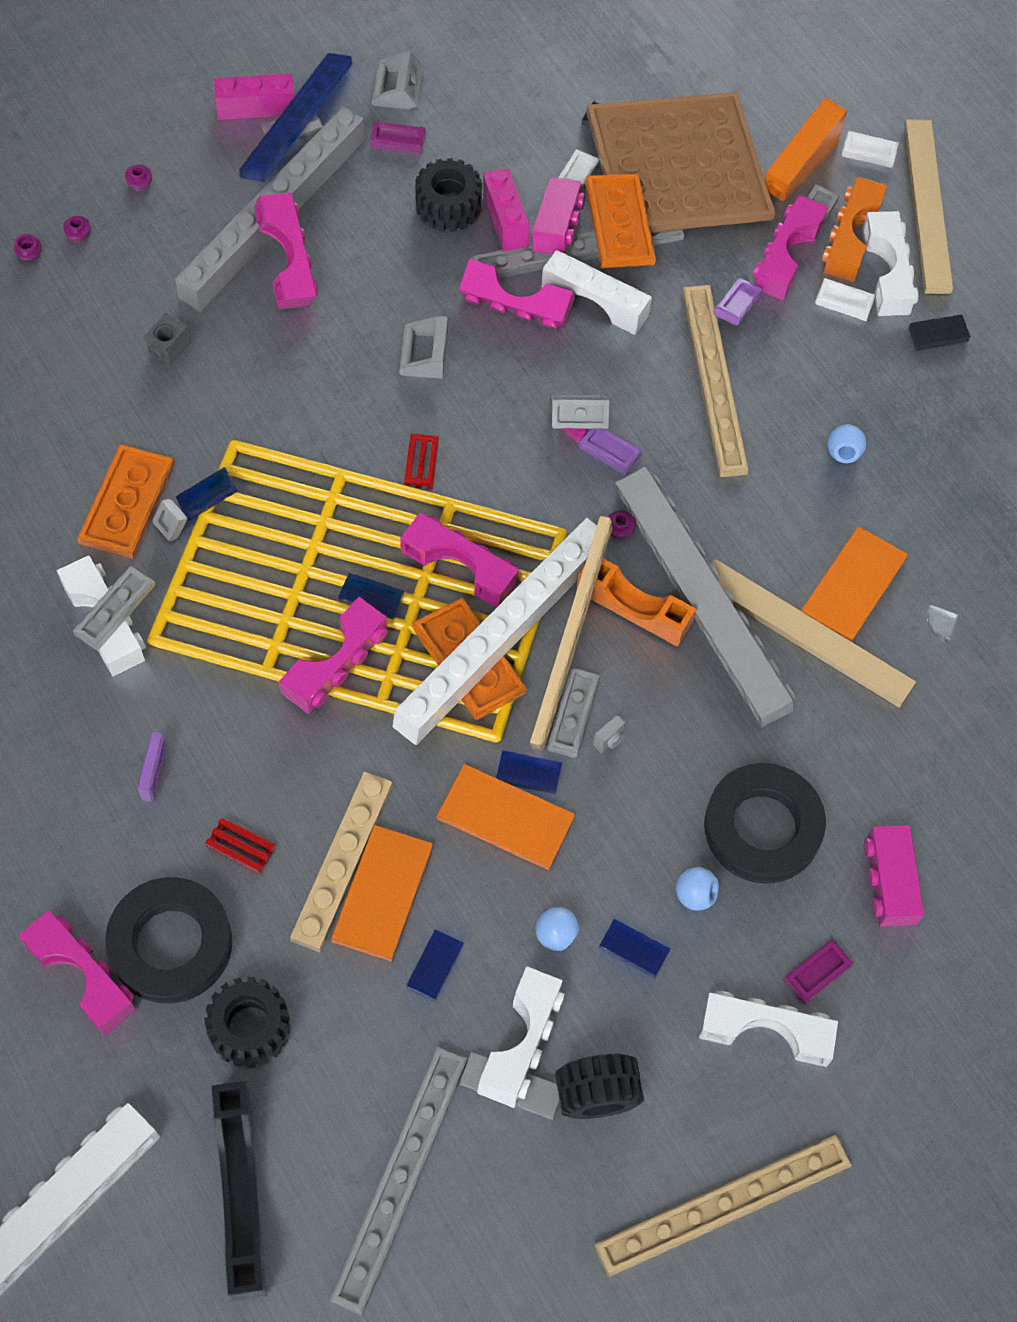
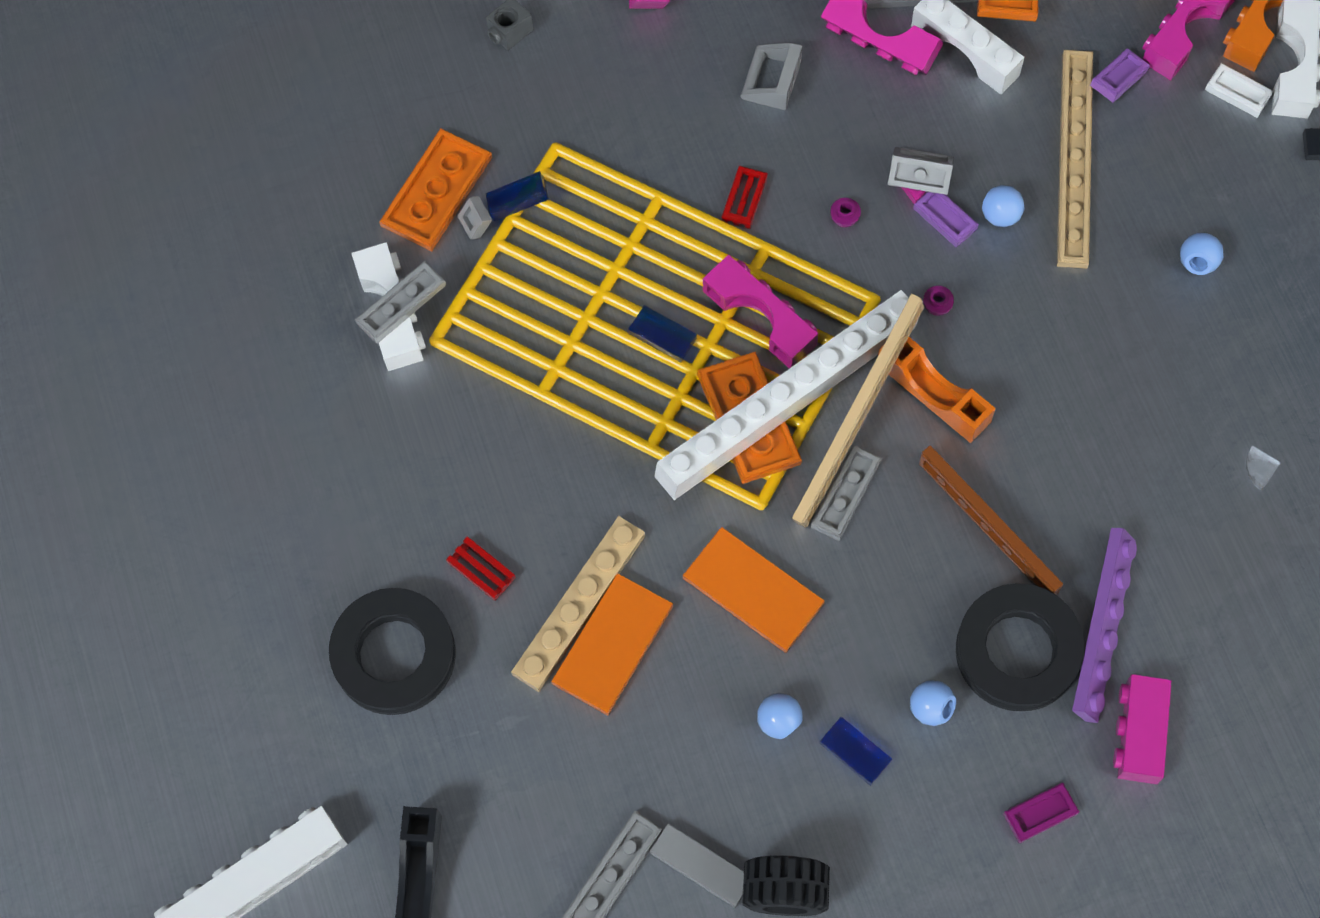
camera: 20 degrees right, 5 degrees up
(53, 944) = (317, 699): dark pink arch -> none
(152, 767) = (409, 472): medium lavender tile -> none
(243, 996) = (440, 725): black tyre -> none
(310, 682) = (582, 414): dark pink arch -> none
(435, 965) = (649, 728): clear blue tile -> none
(507, 1071) = (696, 852): white arch -> none
(518, 466) = (842, 219): none -> magenta plate
(529, 772) = (786, 547): clear blue tile -> none
(609, 735) = (877, 524): light grey plate -> none
(661, 430) = (1003, 206): none -> light blue piece
(699, 587) = (1008, 393): light grey brick -> none
(710, 713) = (989, 521): none -> dark orange tile
(809, 1036) = (1015, 877): white arch -> none
(815, 637) = (1112, 453): tan tile -> none
(837, 794) = (1104, 625): none -> medium lavender plate
(855, 583) = (1174, 409): orange tile -> none

